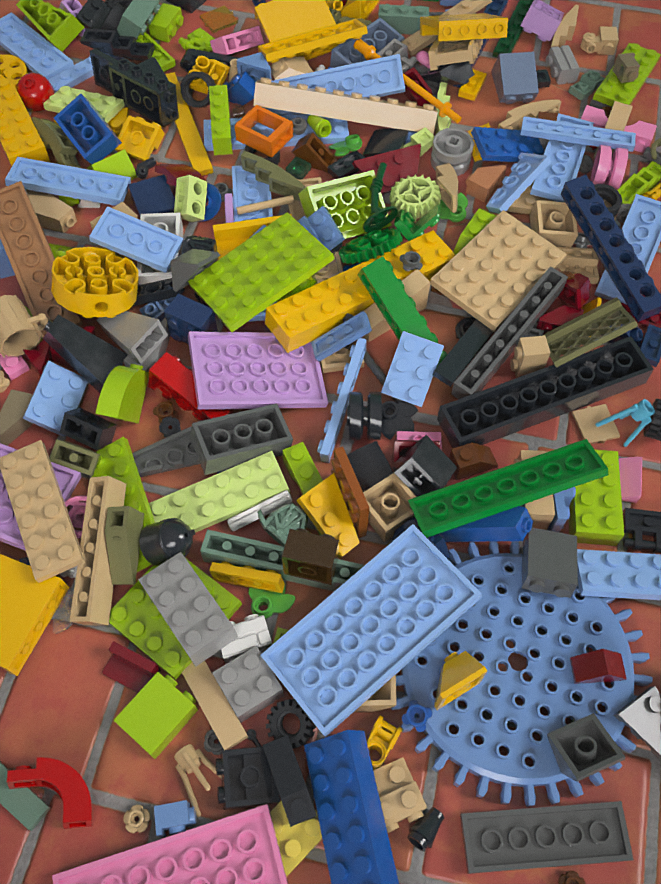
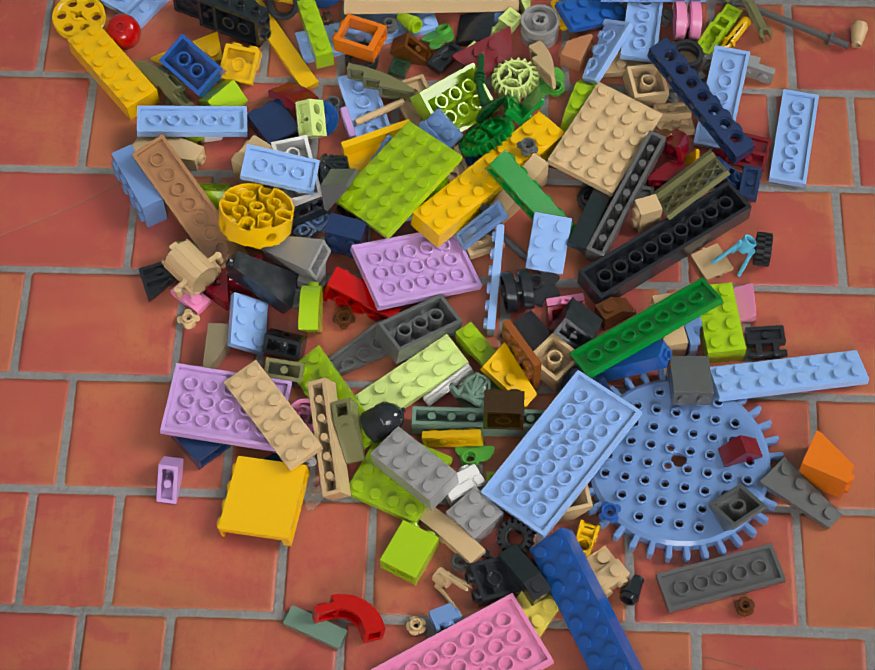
camera: 10 degrees left, 0 degrees up
(106, 105) = (162, 34): yellowish green plate -> none
(129, 668) = (378, 523): dark red panel -> none
(143, 167) = (251, 92): black arm -> none
(174, 422) = (347, 330): black plate -> none
(457, 677) = (635, 477): yellow slope -> none

